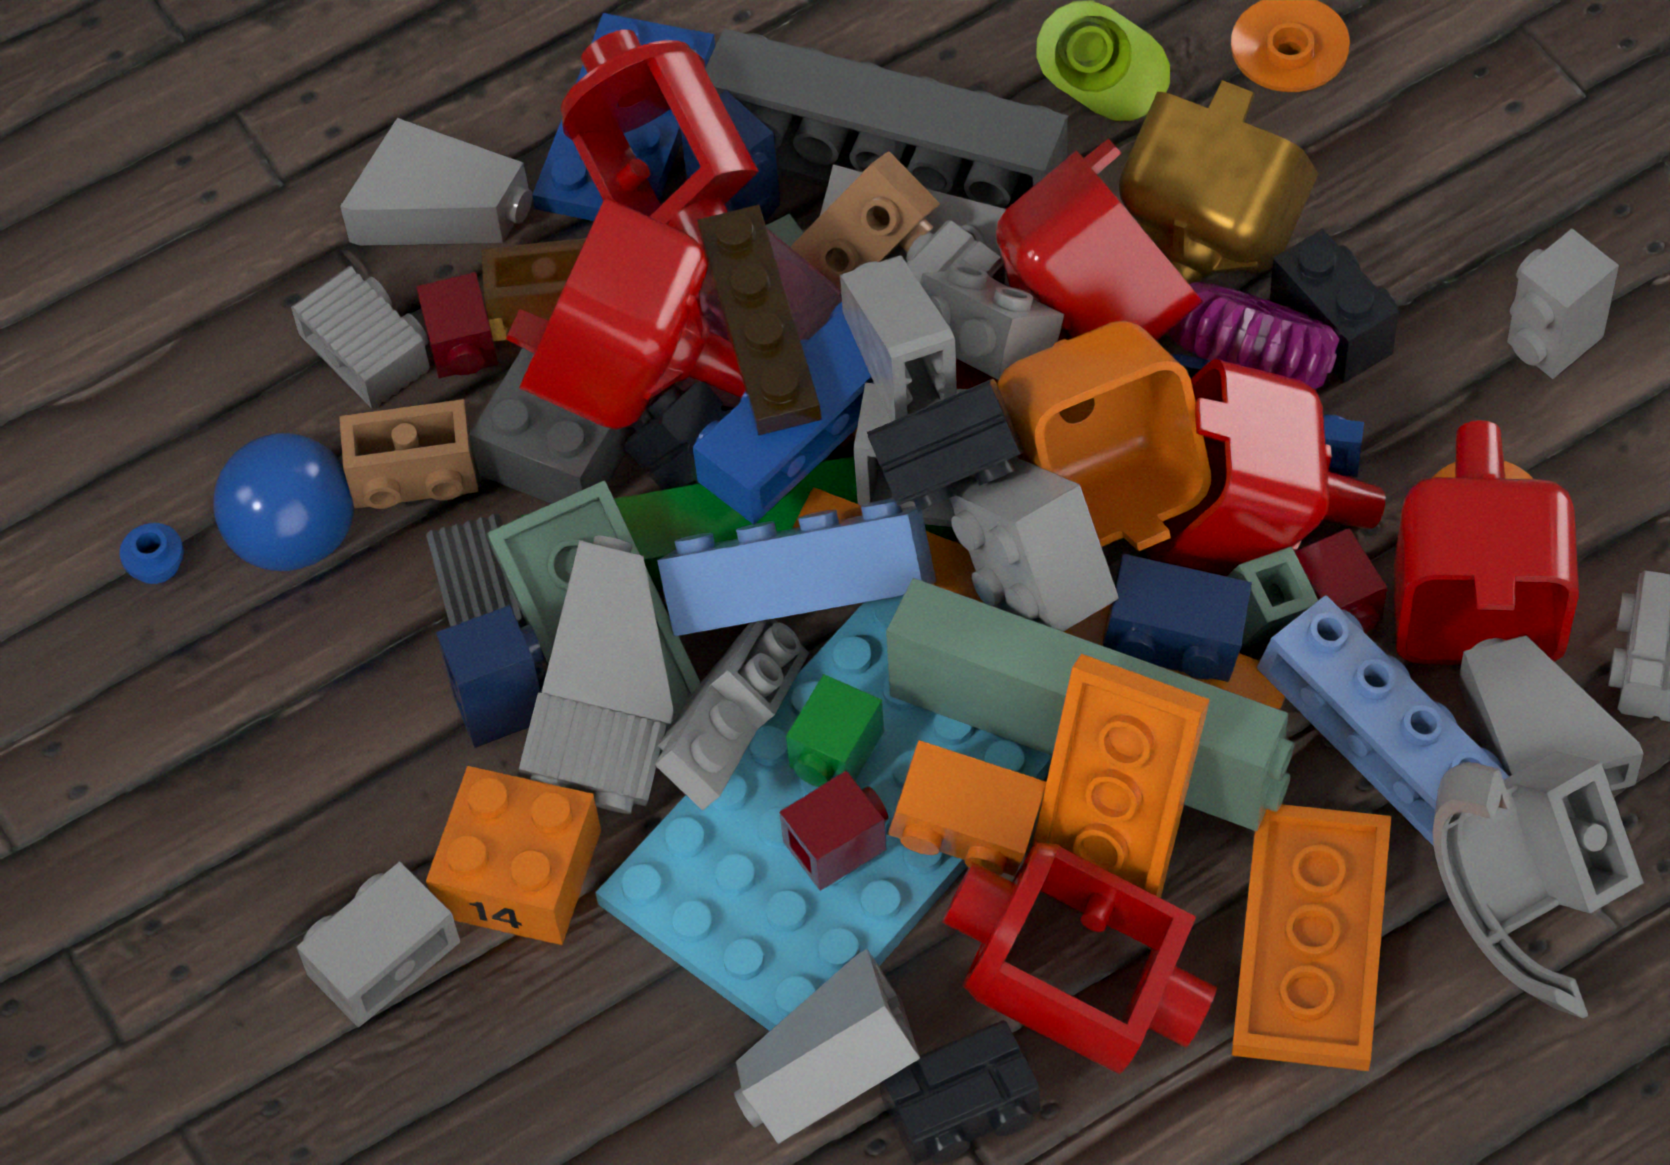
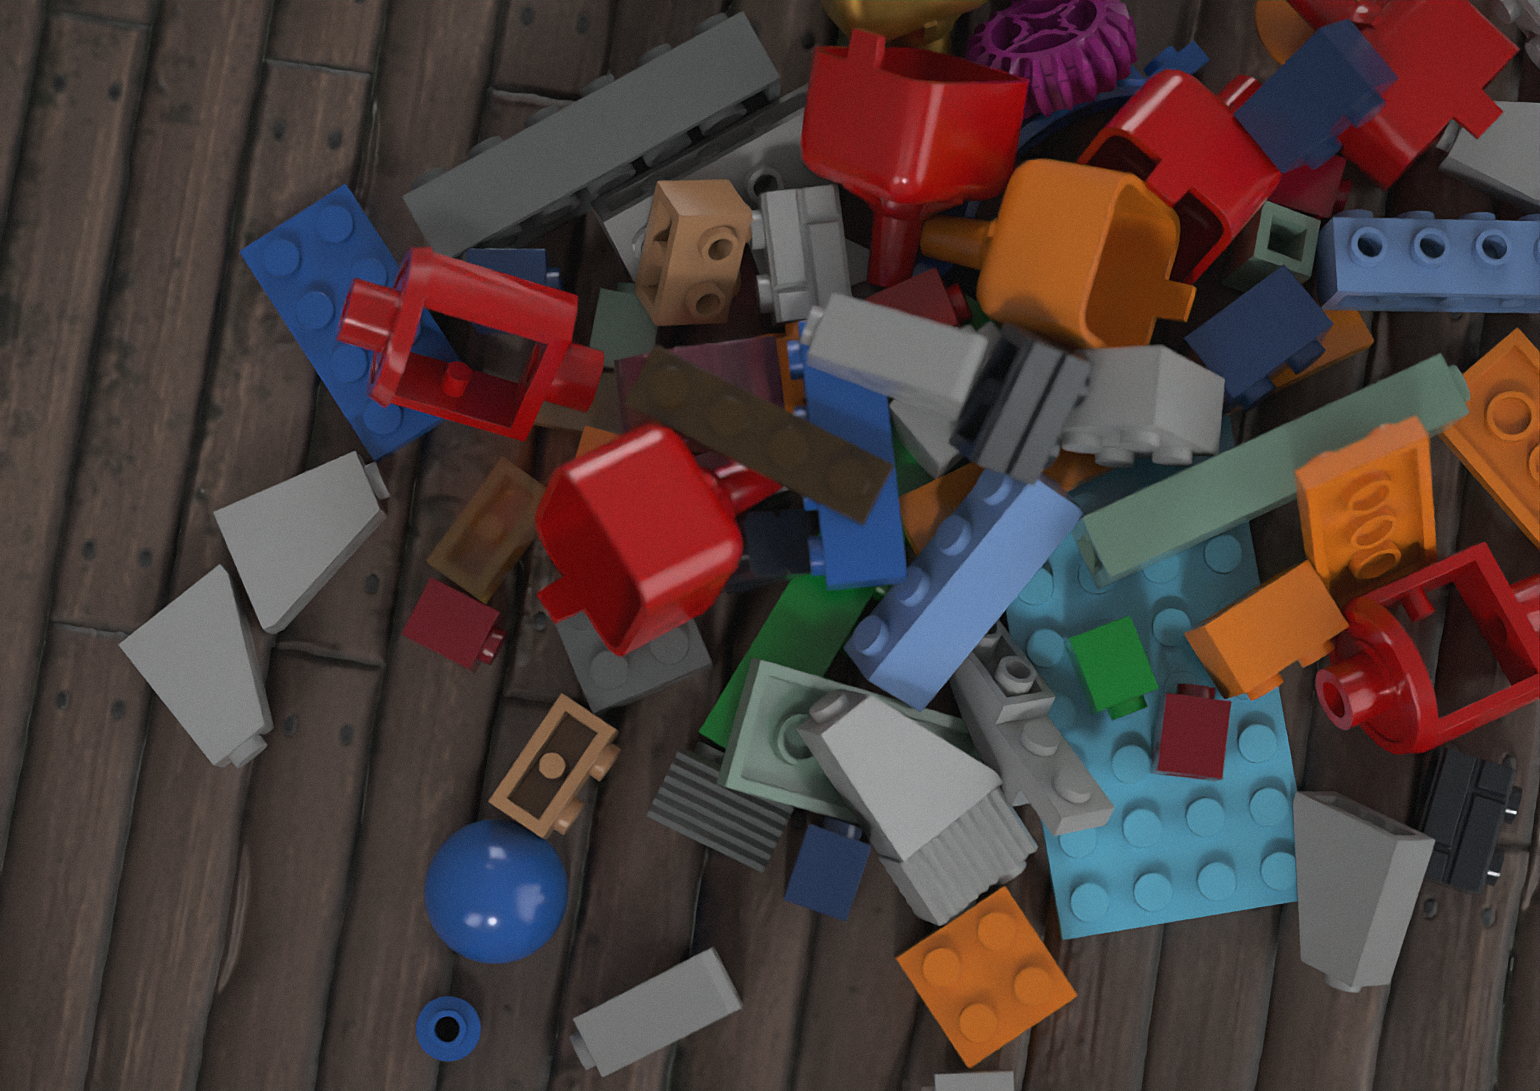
camera: 50 degrees left, 25 degrees up
(282, 210) = (207, 668): none -> light grey slope
(289, 660) = (655, 1013): none -> light grey slope
(362, 336) = (393, 706): light grey brick -> none
(990, 320) = (906, 258): light grey brick -> none
(1387, 472) = (1317, 96): none -> dark blue brick

